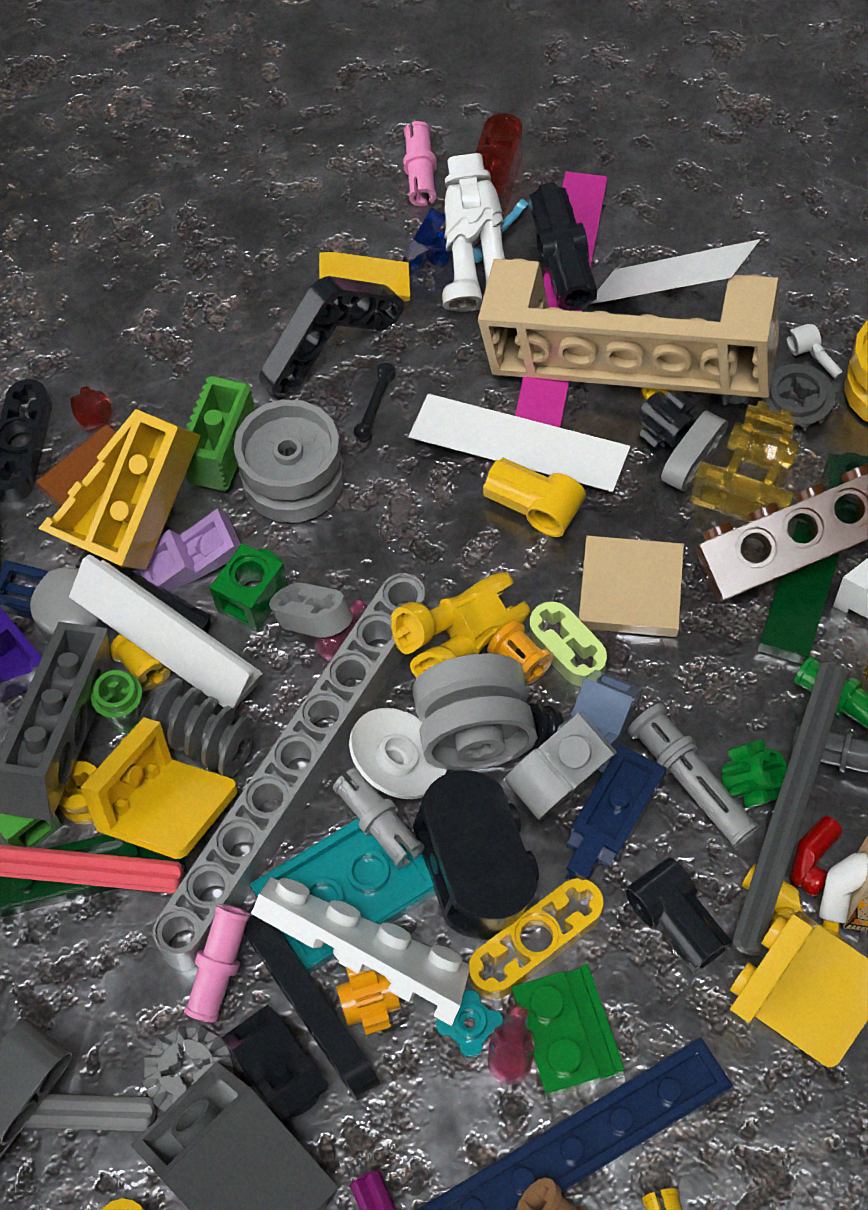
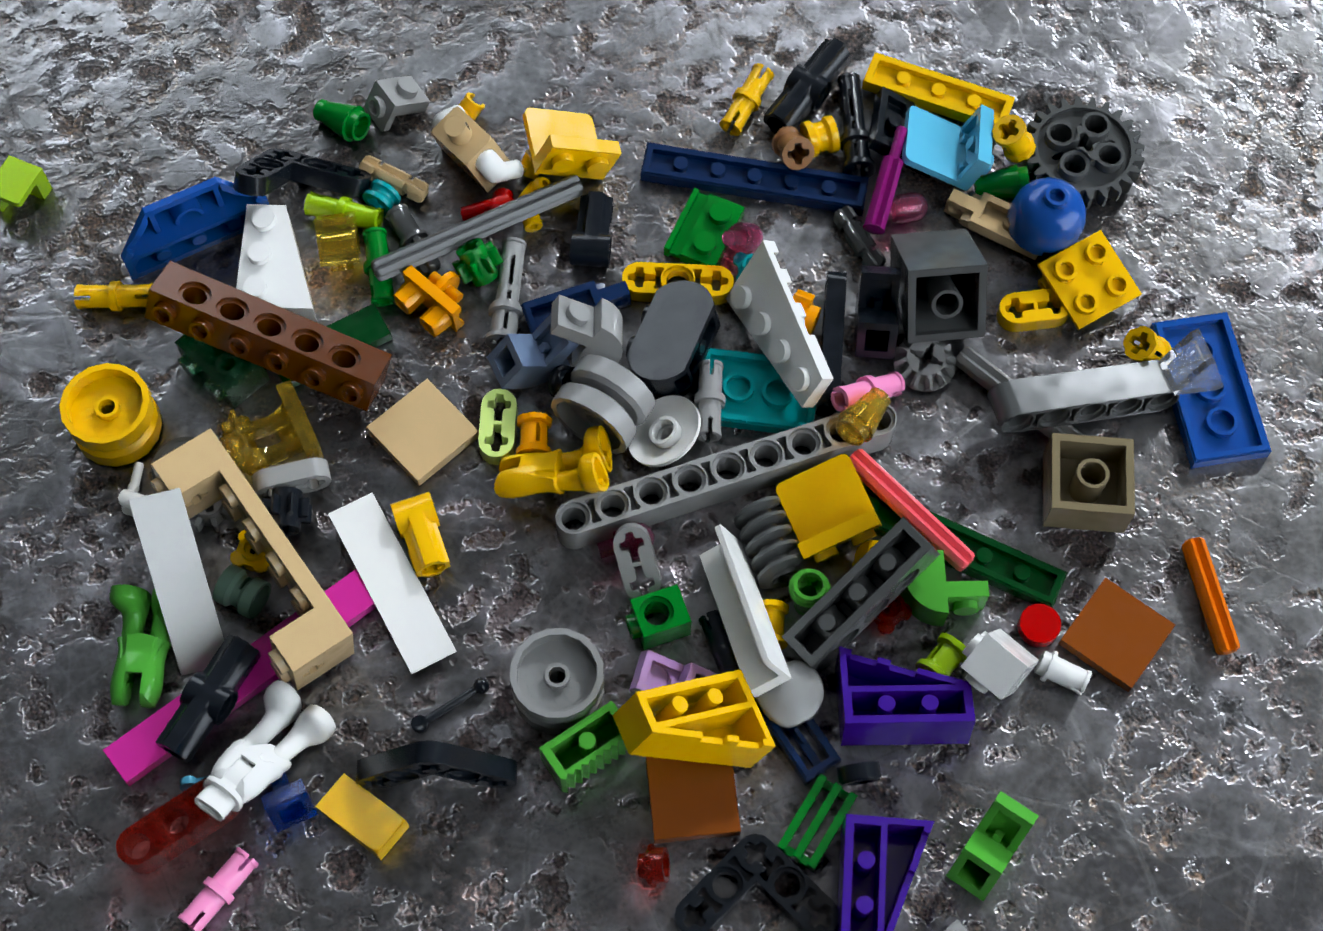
camera: 145 degrees left, 5 degrees up
(187, 901) = (862, 418): none -> clear yellow cone
(416, 1185) = (858, 238): none -> dark grey axle
(649, 239) = (137, 650): none -> bright green piece
(757, 709) = (437, 294): none -> light orange hips

